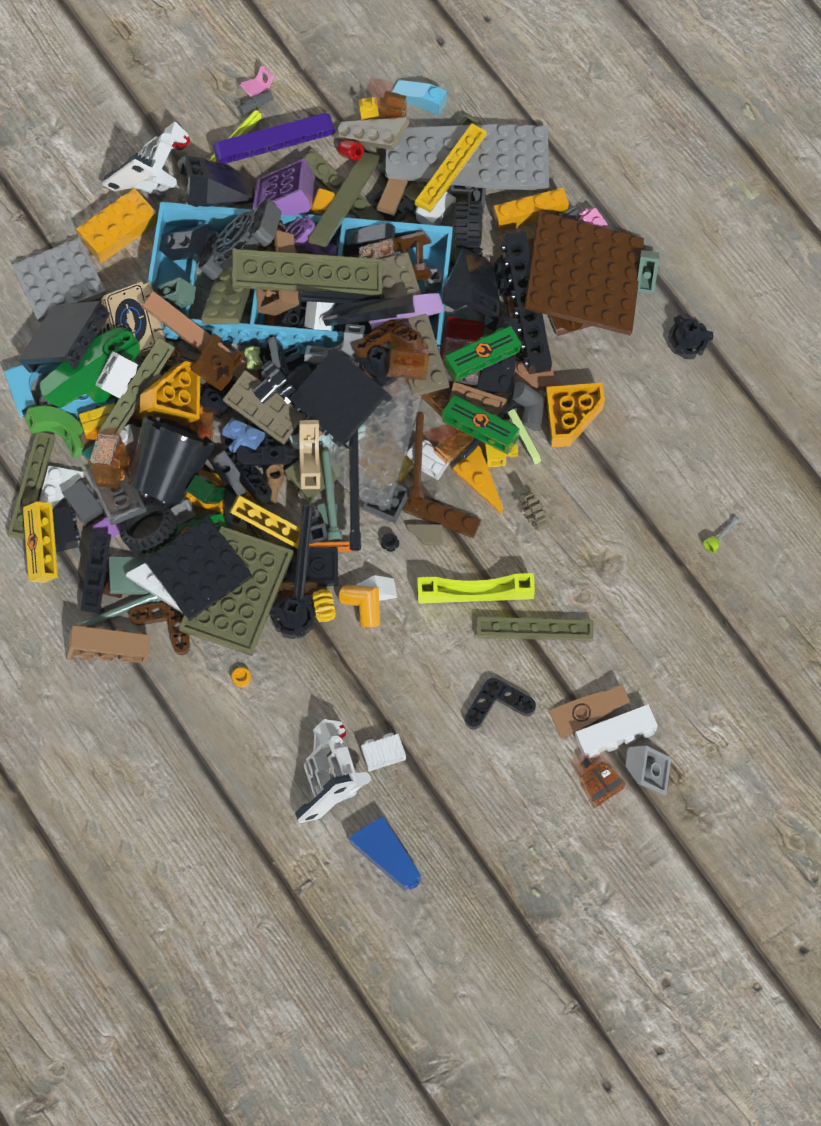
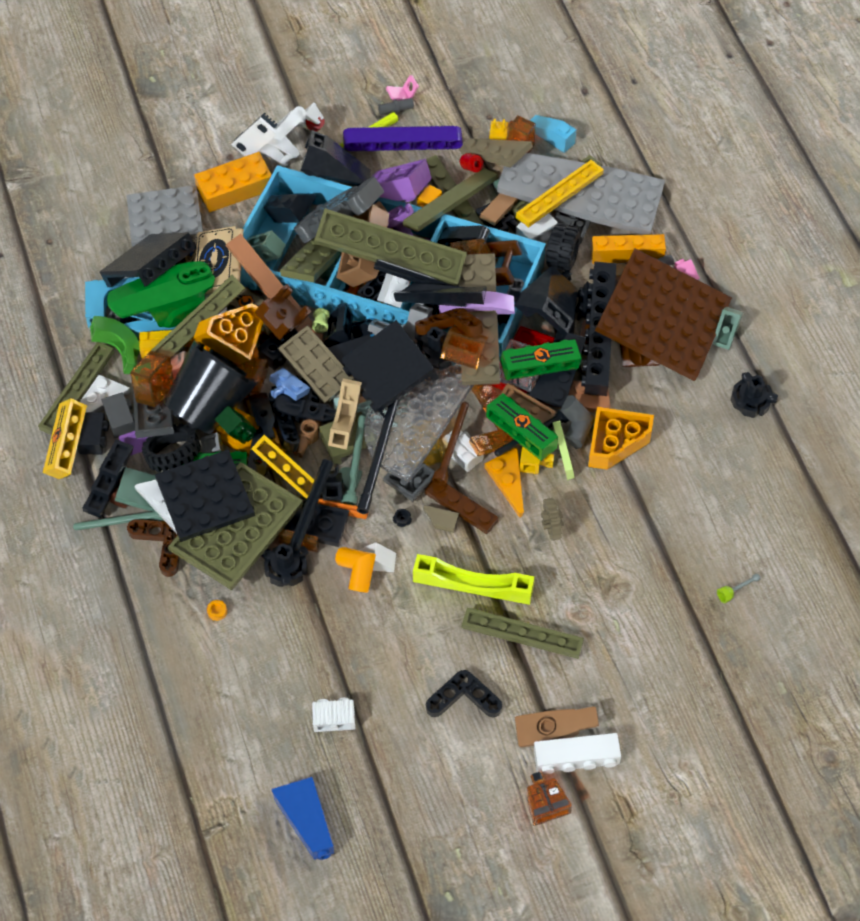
camera: 15 degrees right, 10 degrees down
(108, 644) = (96, 547): medium nougat wedge -> none
(116, 375) = (182, 299): white brick -> none
(274, 383) = (330, 341): black piece -> none
(324, 605) = (317, 560): yellow gear -> none
(328, 790) = (271, 721): white container -> none
(649, 768) = (601, 798): light grey slope -> none

